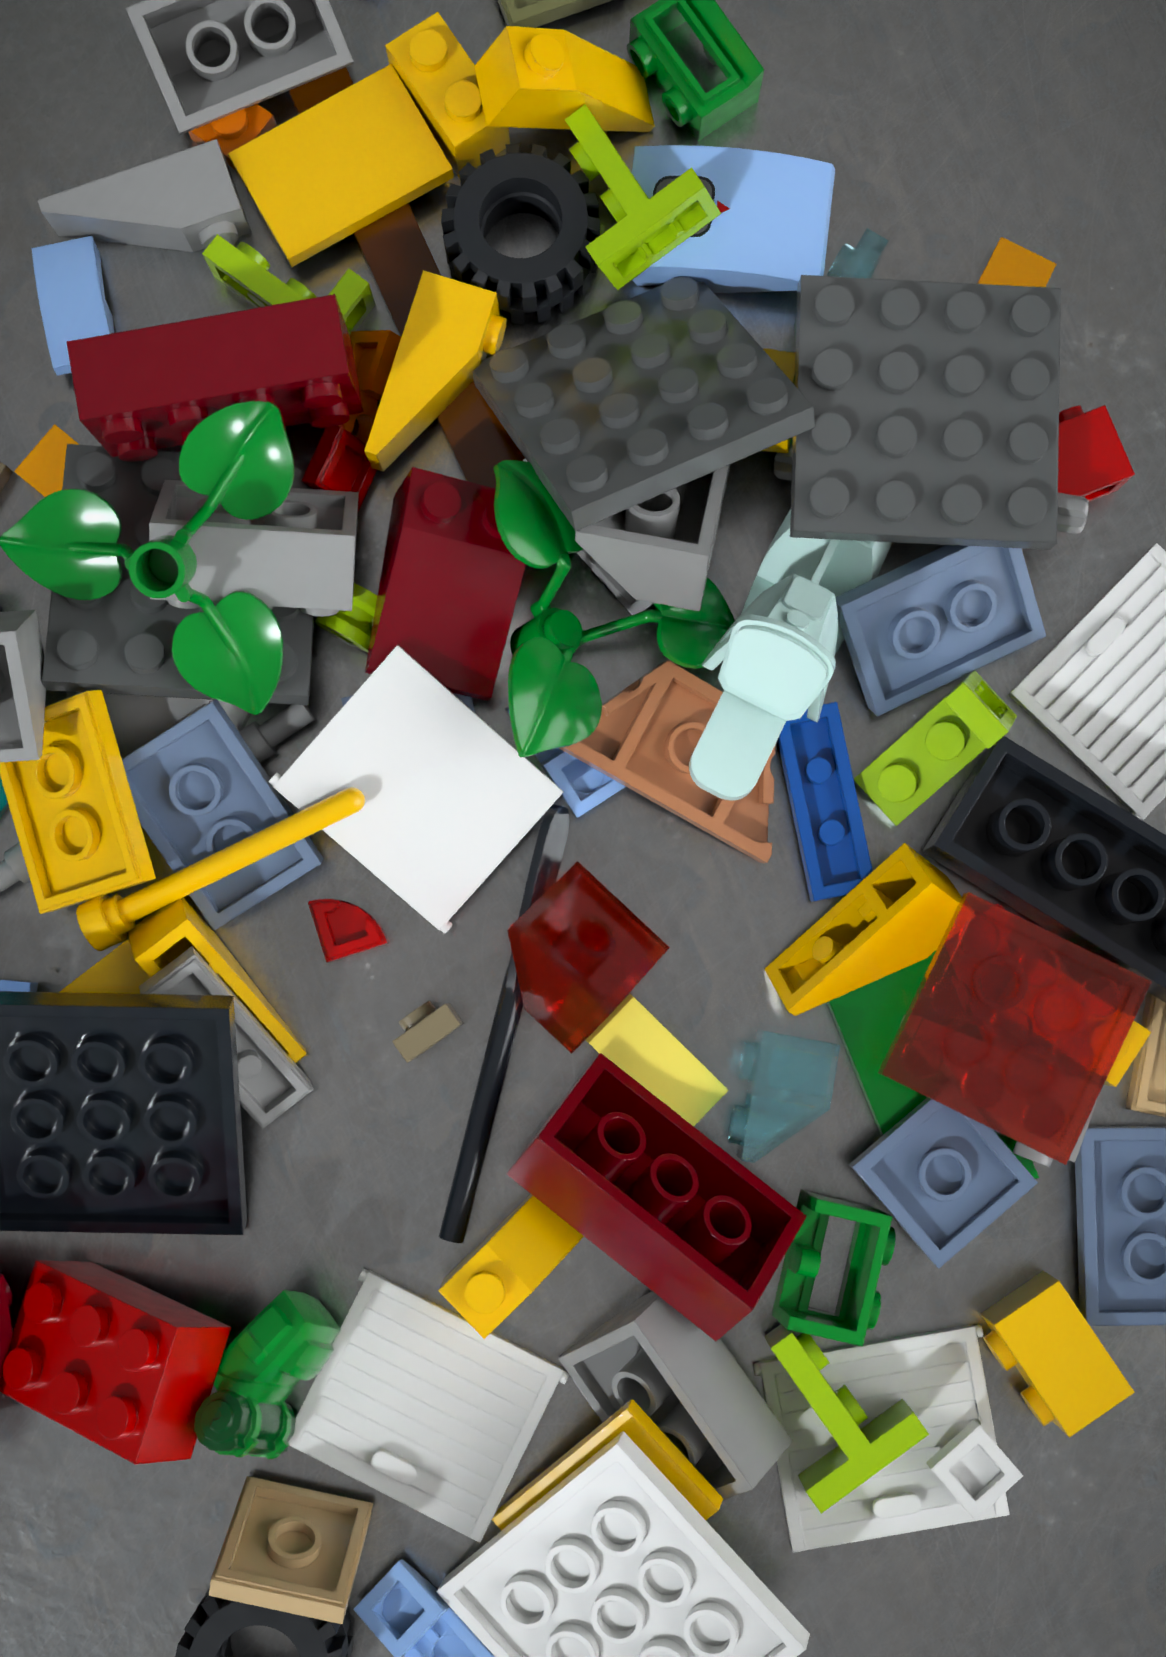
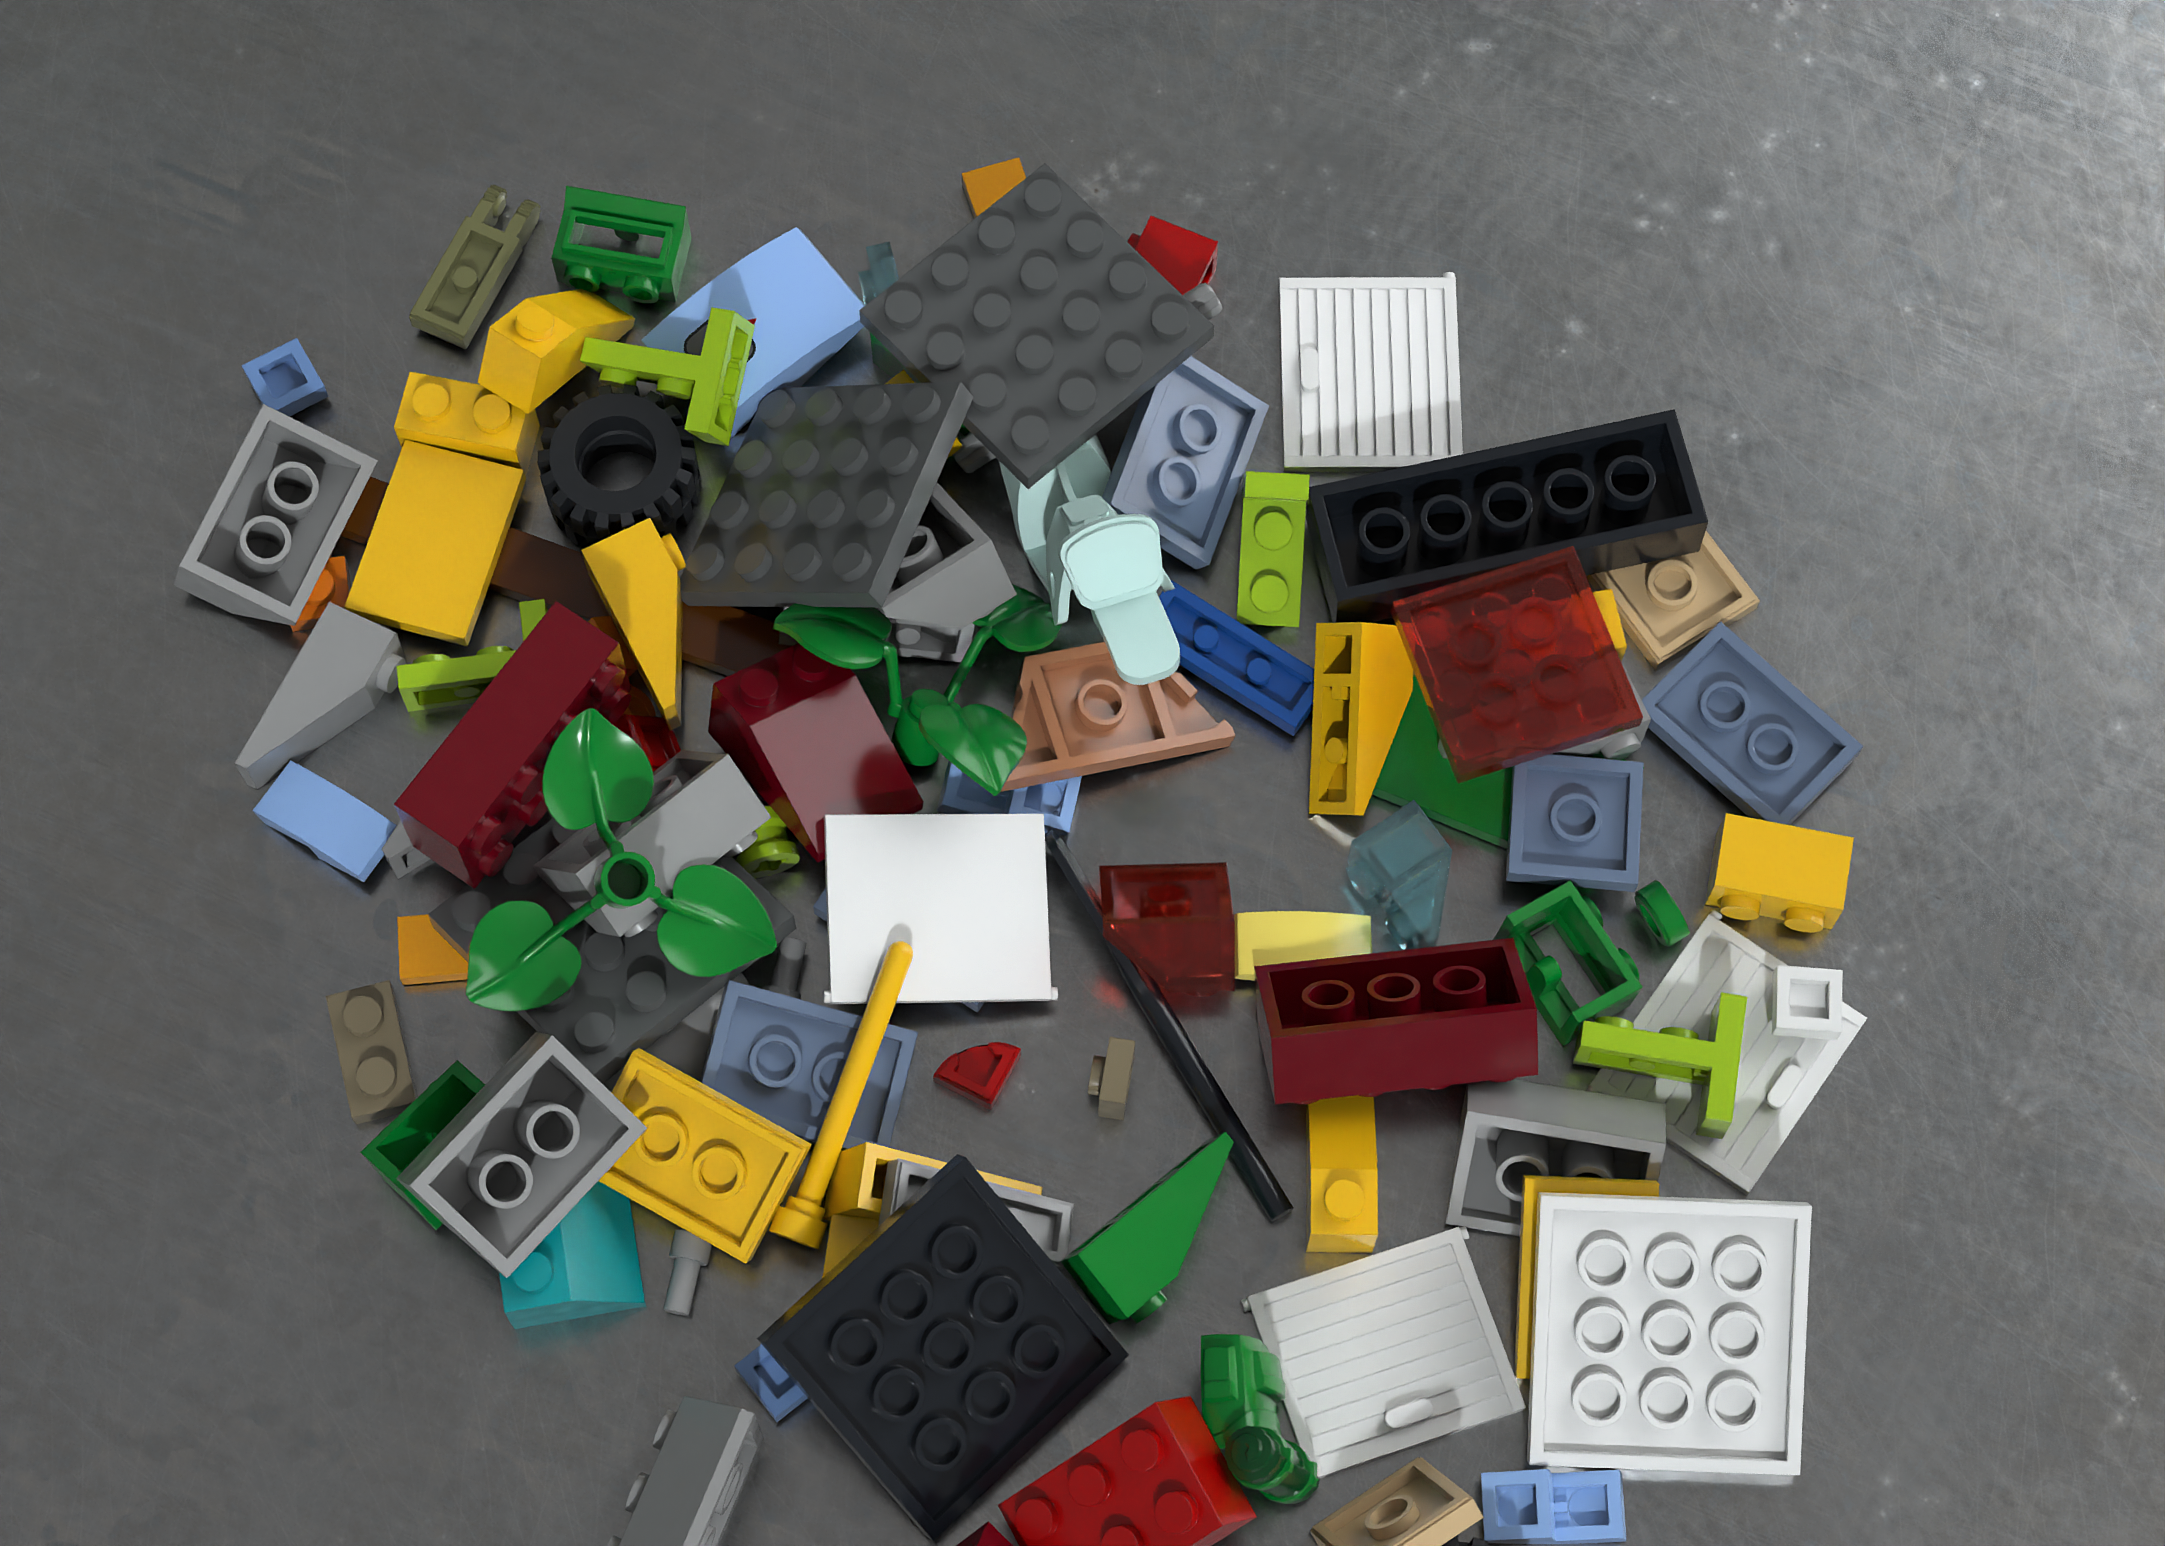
camera: 45 degrees left, 15 degrees down
(328, 1170) = (1148, 1240): none -> green slope
(938, 1298) = (1661, 913): none -> green tile

